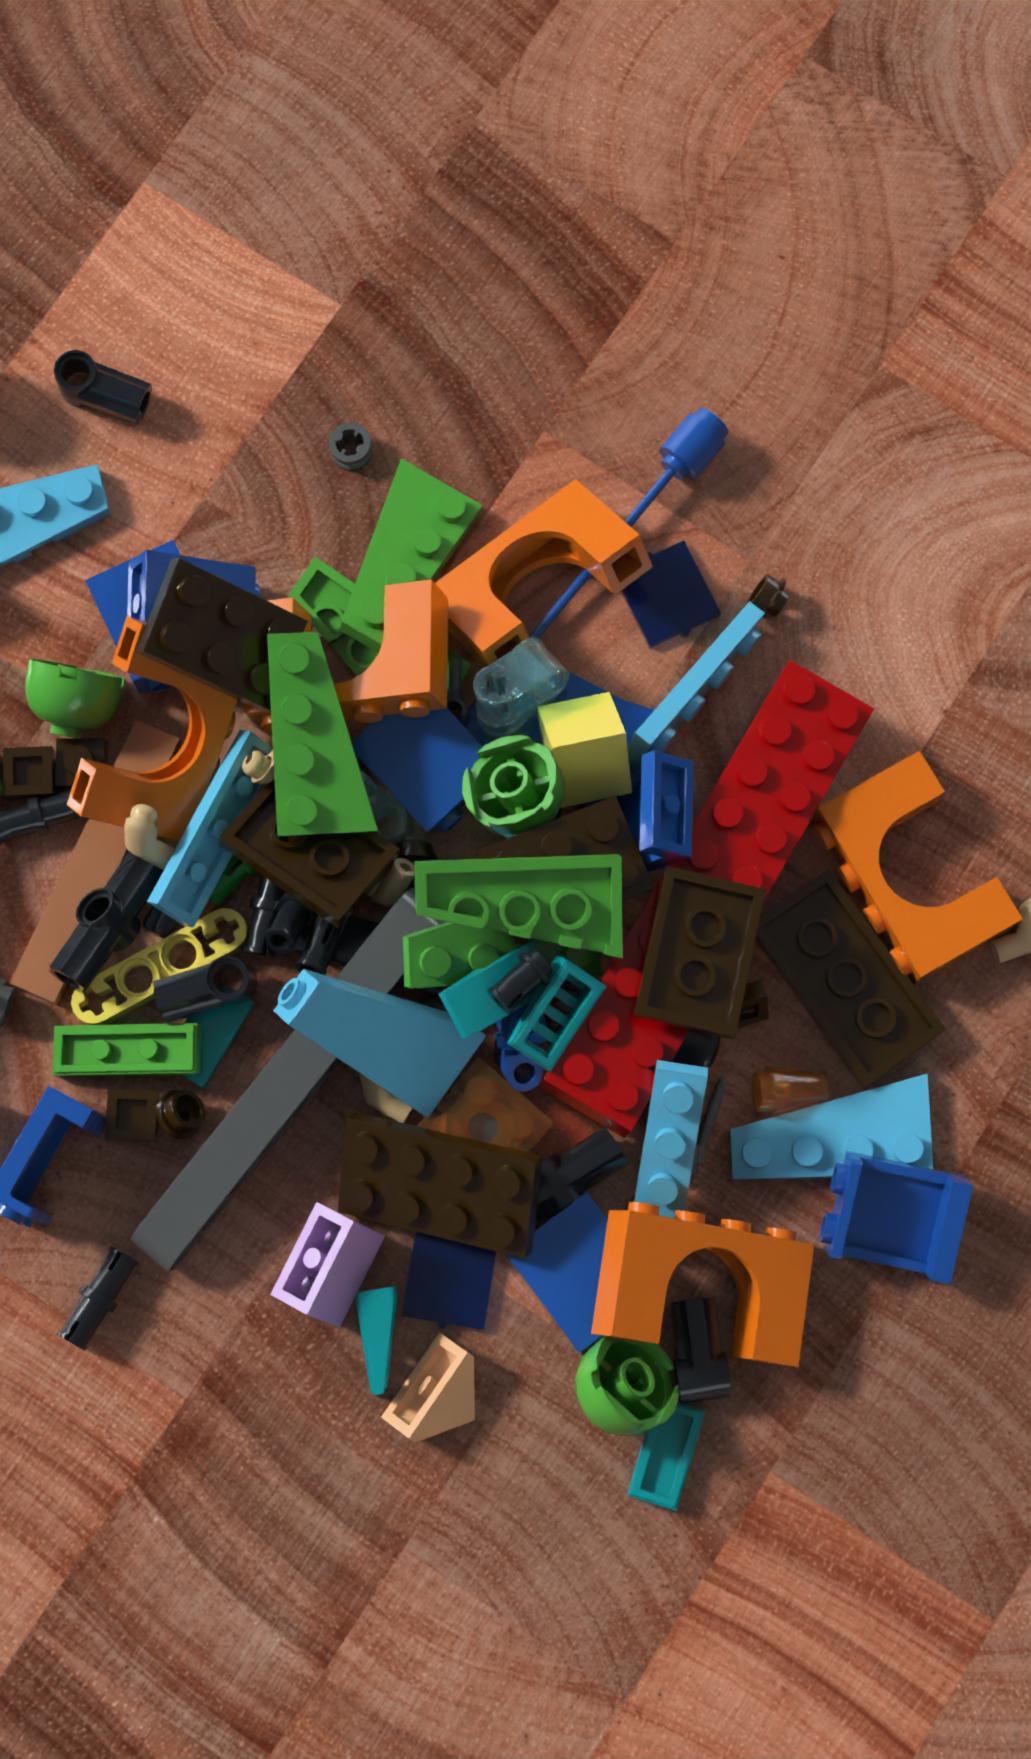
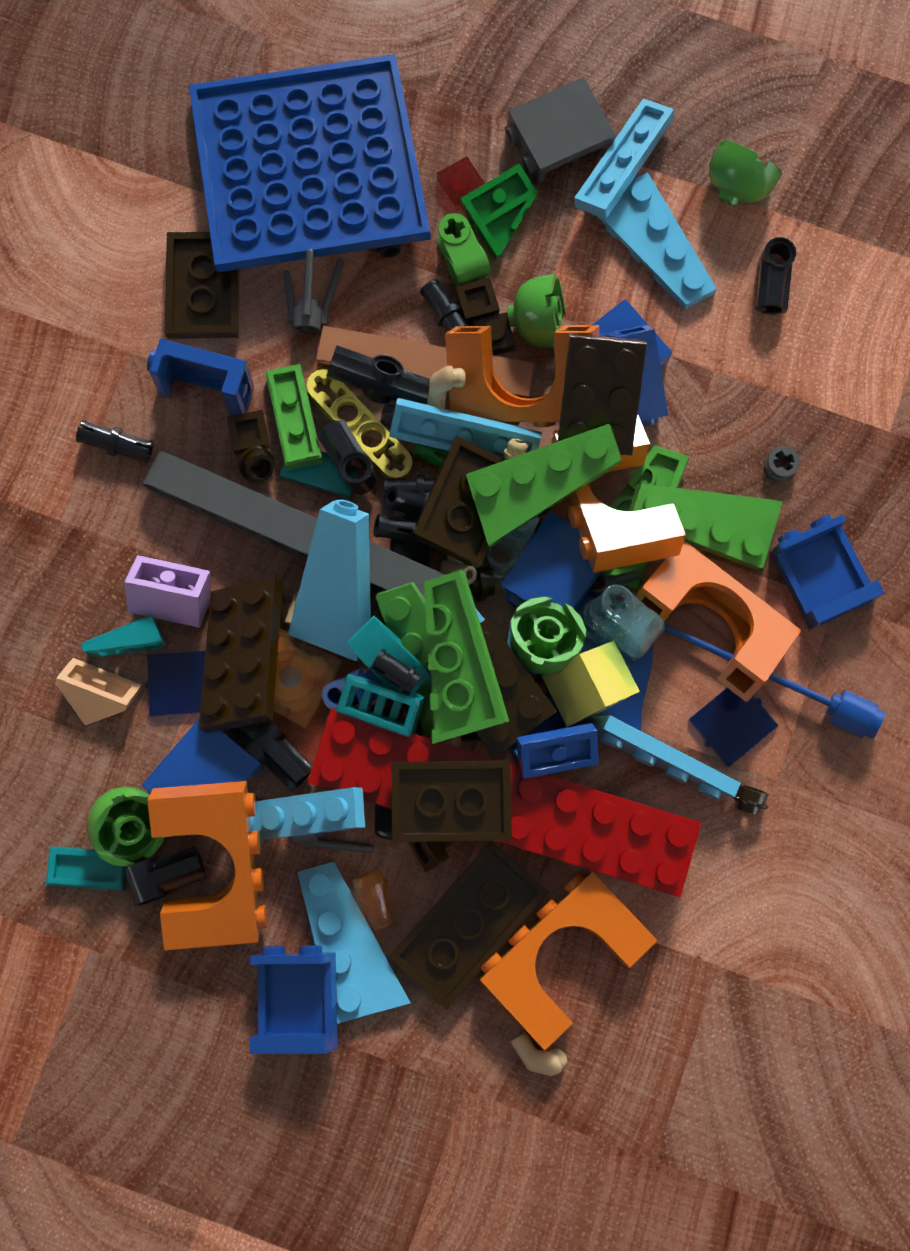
camera: 70 degrees right, 0 degrees up
(505, 433) = (823, 571): none -> blue panel

